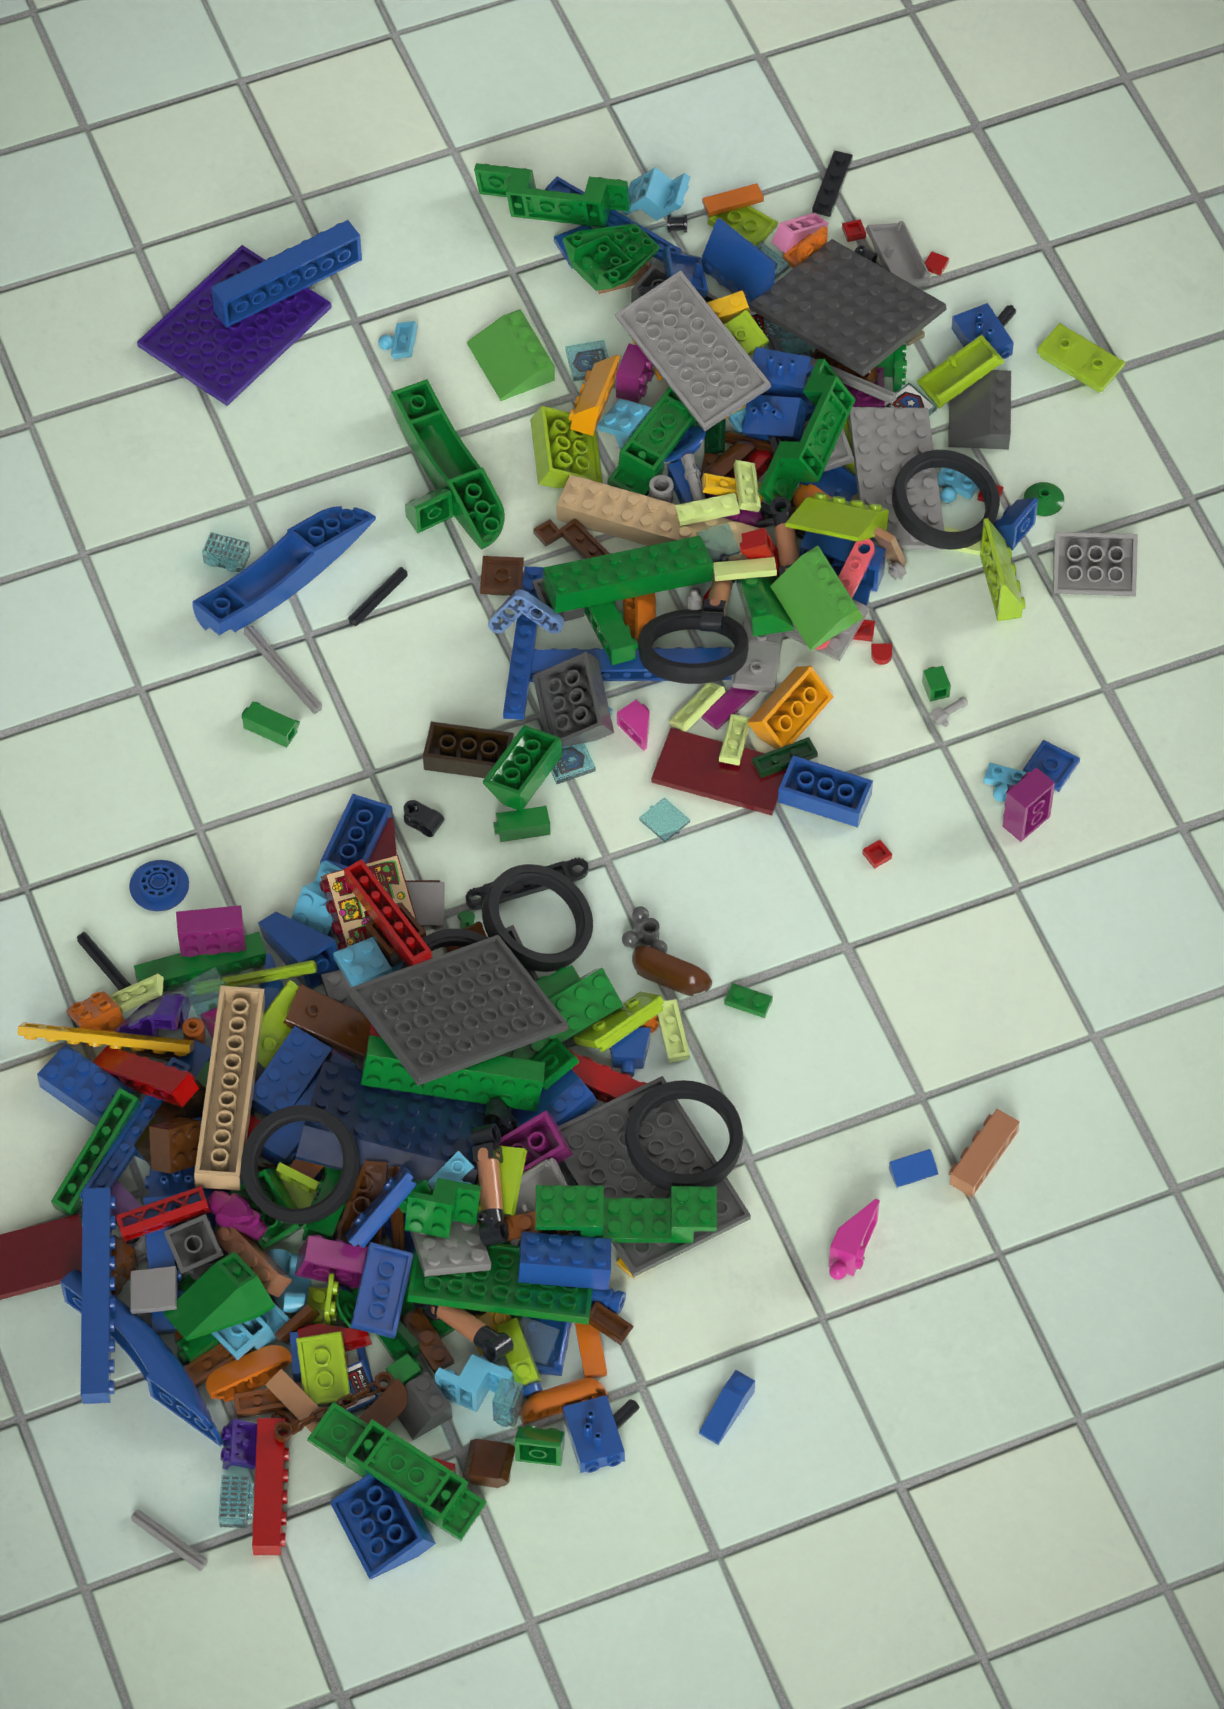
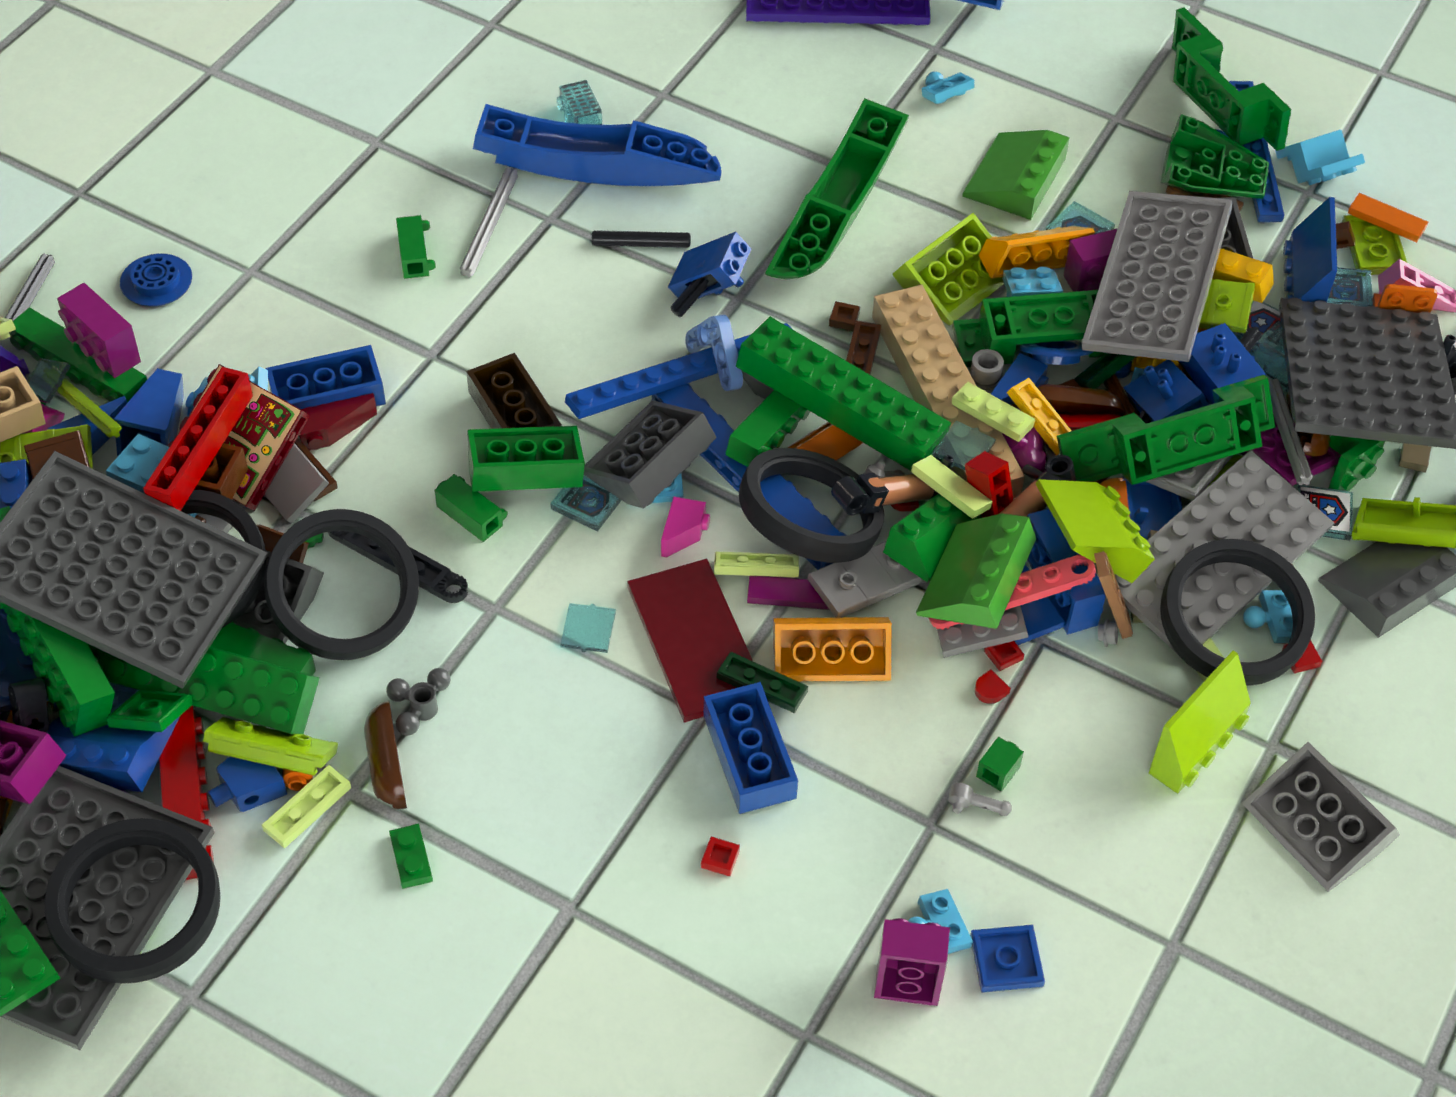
camera: 50 degrees right, 5 degrees down
(423, 819) = (403, 422): black piece -> none
(430, 509) = (770, 212): green slope -> none
(454, 576) = (708, 270): none -> blue piece
(501, 575) = (754, 307): reddish brown plate -> none
(676, 223) = (1309, 195): black bush -> none
(690, 266) = (1255, 224): blue container -> none
(692, 475) = (1023, 372): light grey pin -> none
(734, 740) = (740, 623): yellowish green tile -> none
(747, 486) = (1059, 421): yellowish green tile -> none
(1017, 521) = (1286, 702): blue slope -> none
(1048, 504) = (1351, 721): green dish -> none

